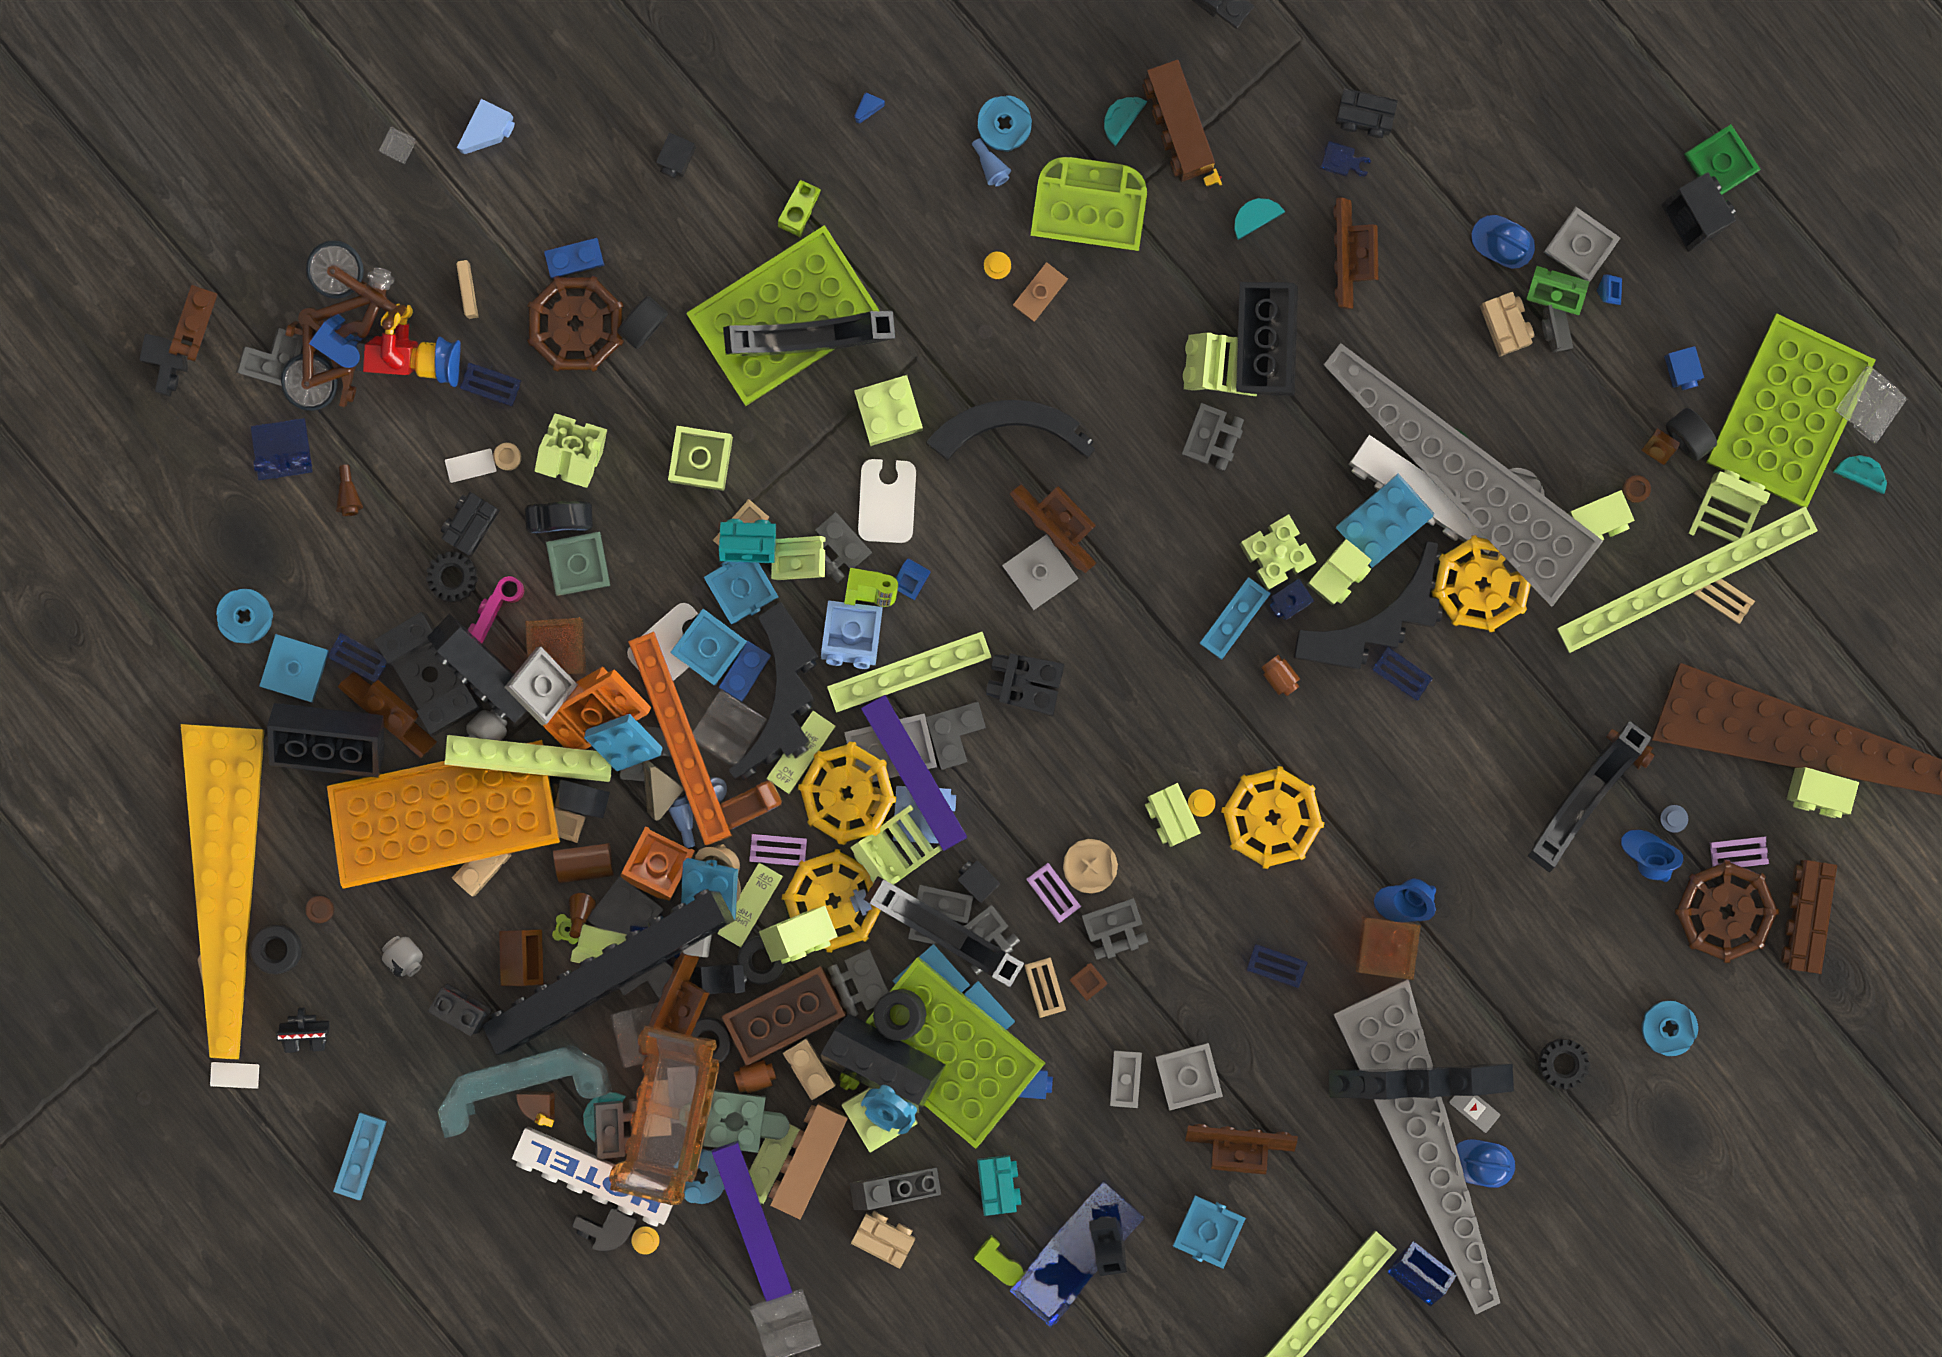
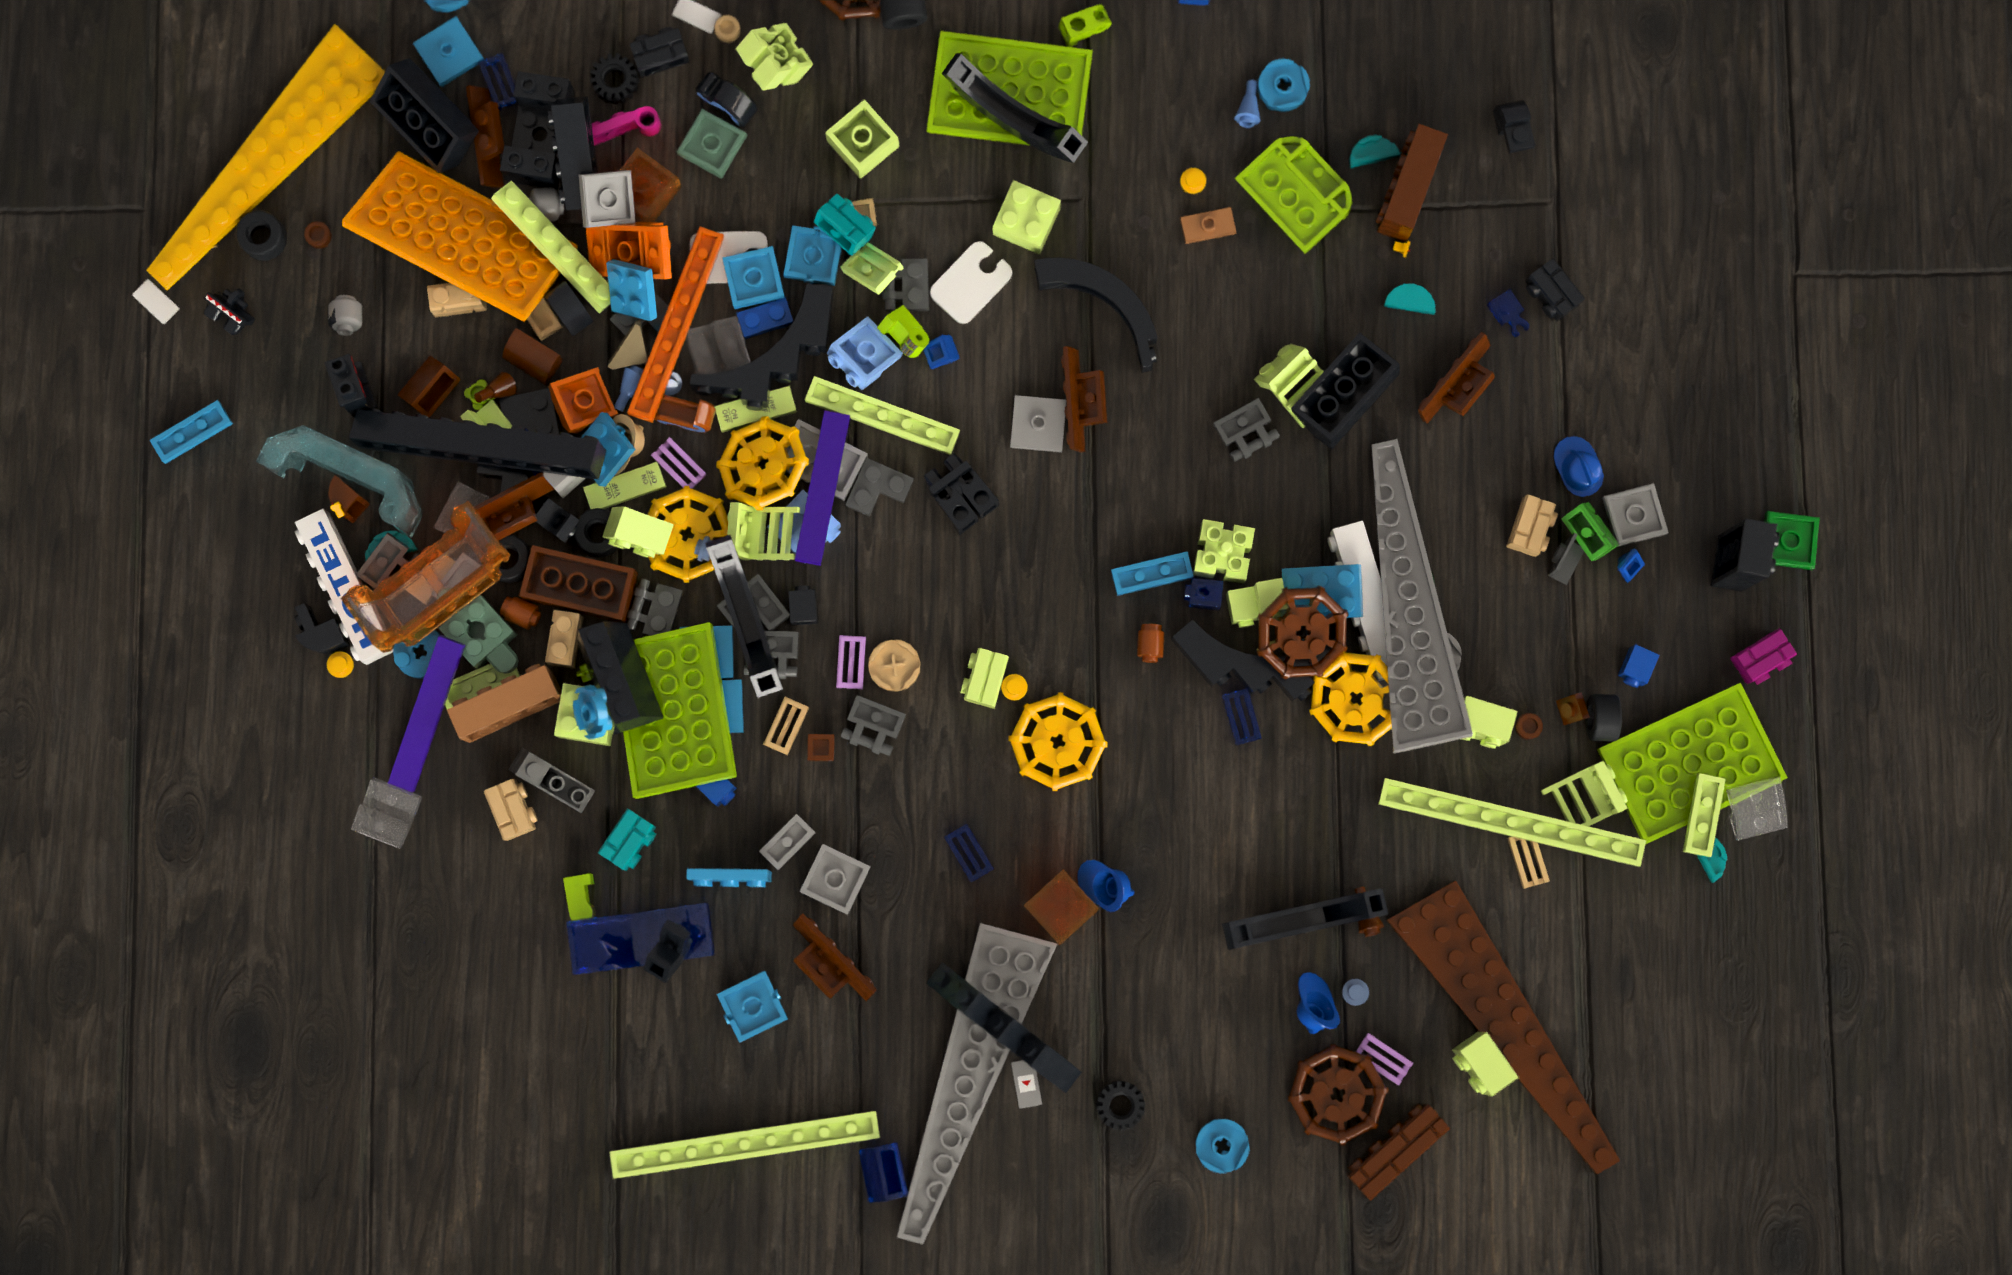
camera: 40 degrees right, 5 degrees down
(882, 1014) = (646, 645): black tyre -> none
(1105, 1146) = (729, 877): none -> dark azure plate
(1412, 574) = (1313, 642): none -> reddish brown plate
(1485, 1163) = (1000, 1130): blue piece -> none
(1778, 276) = (1764, 656): none -> magenta brick
(1834, 447) = (1704, 815): none -> yellowish green plate

